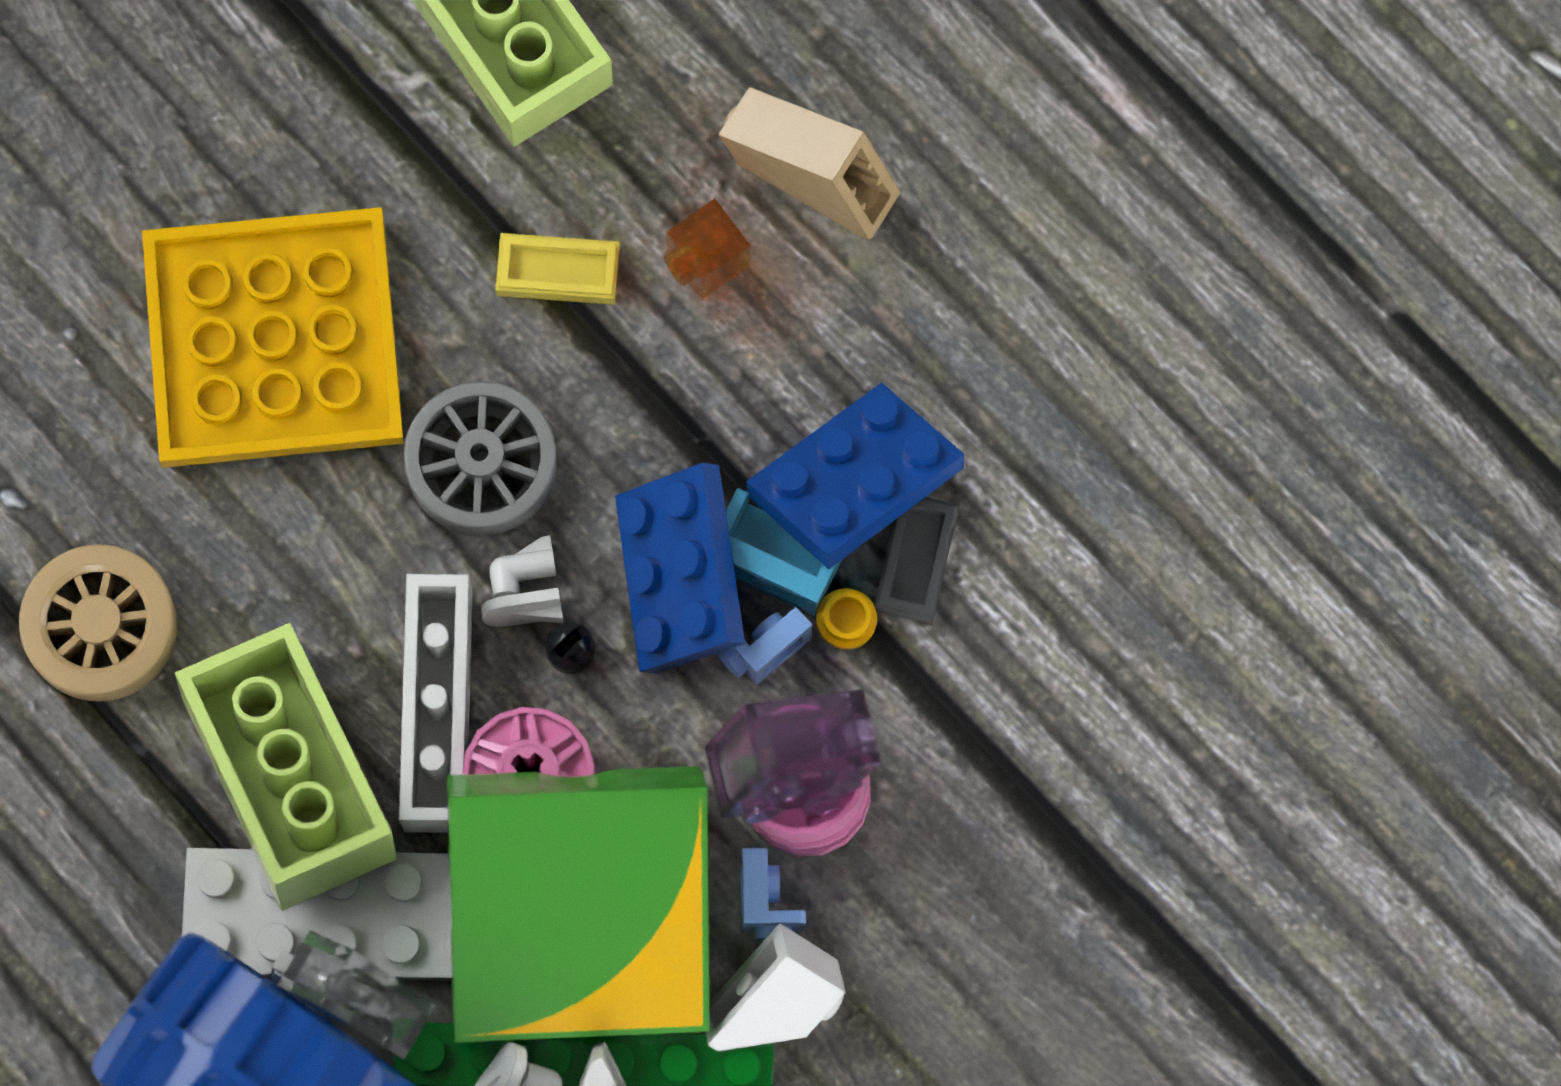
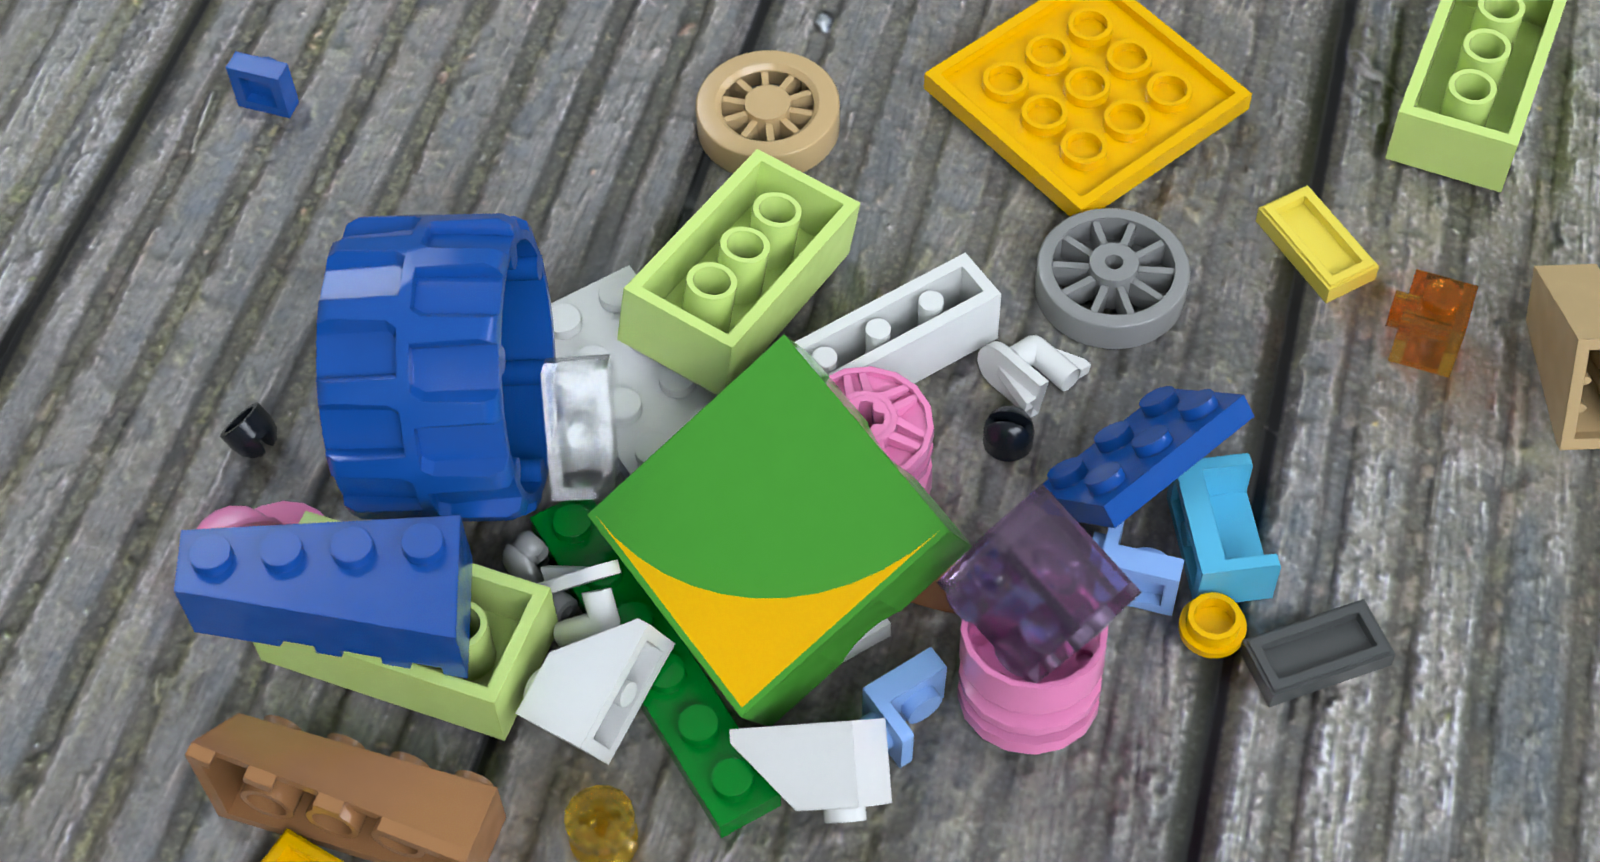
camera: 65 degrees right, 20 degrees down
(855, 475) = (1345, 542): blue plate -> none

